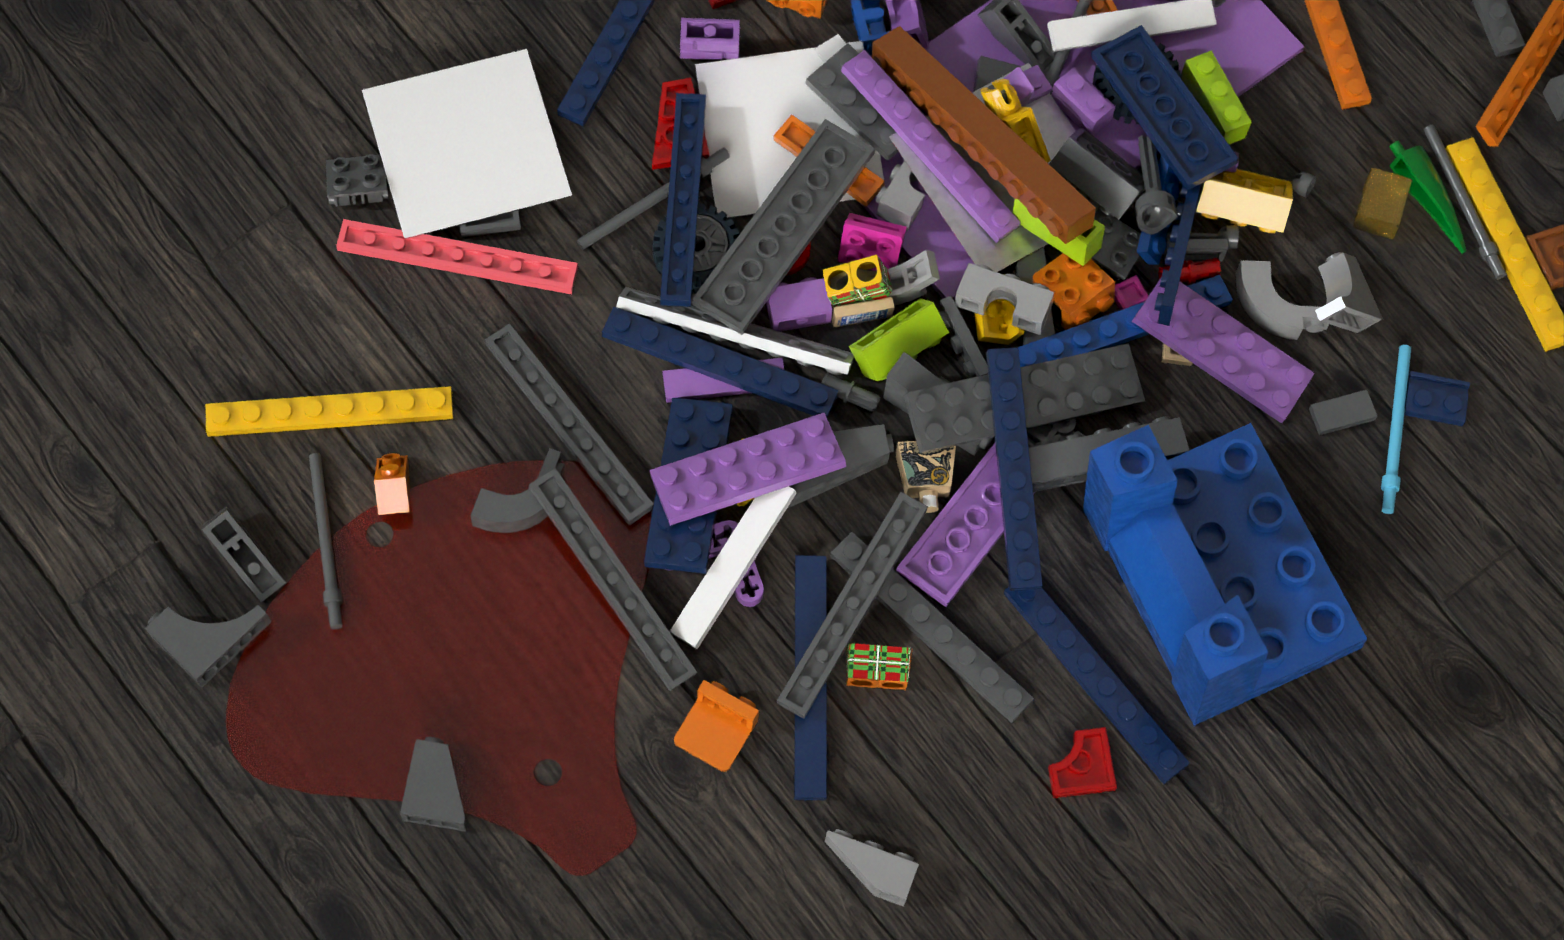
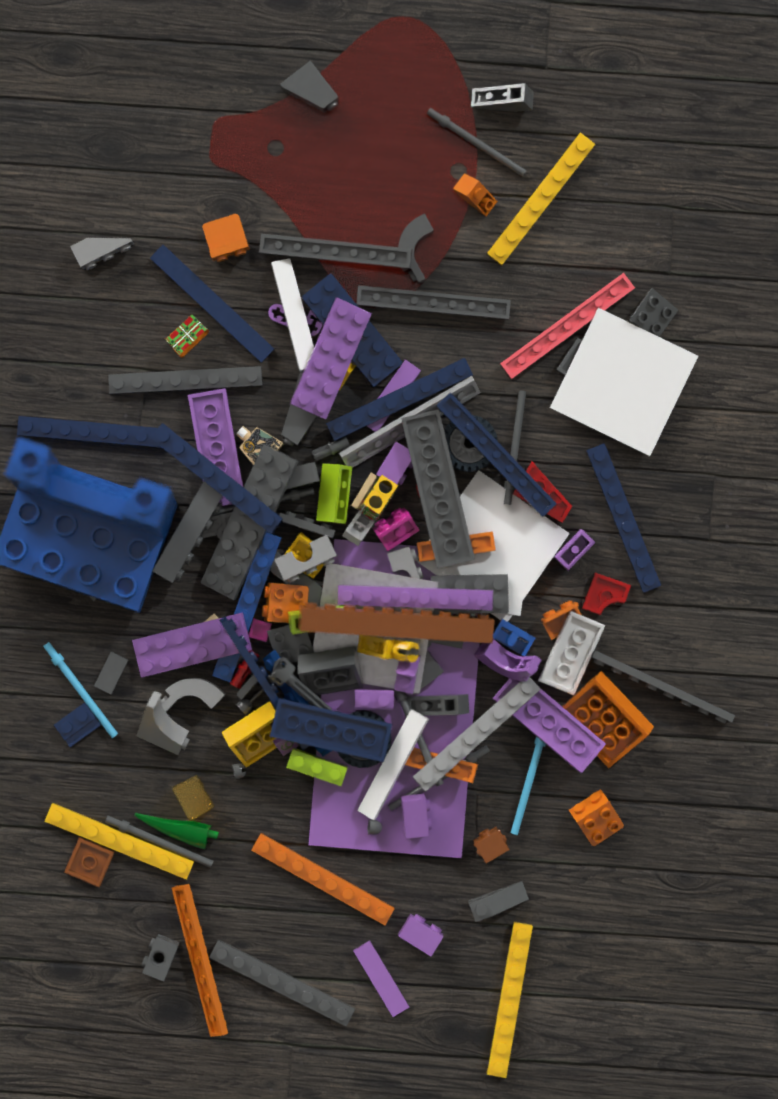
camera: 140 degrees right, 20 degrees up
(205, 647) = (472, 41): dark grey arch -> none
(852, 605) = (224, 349): dark grey plate -> none
(1086, 768) = (58, 387): red tile -> none

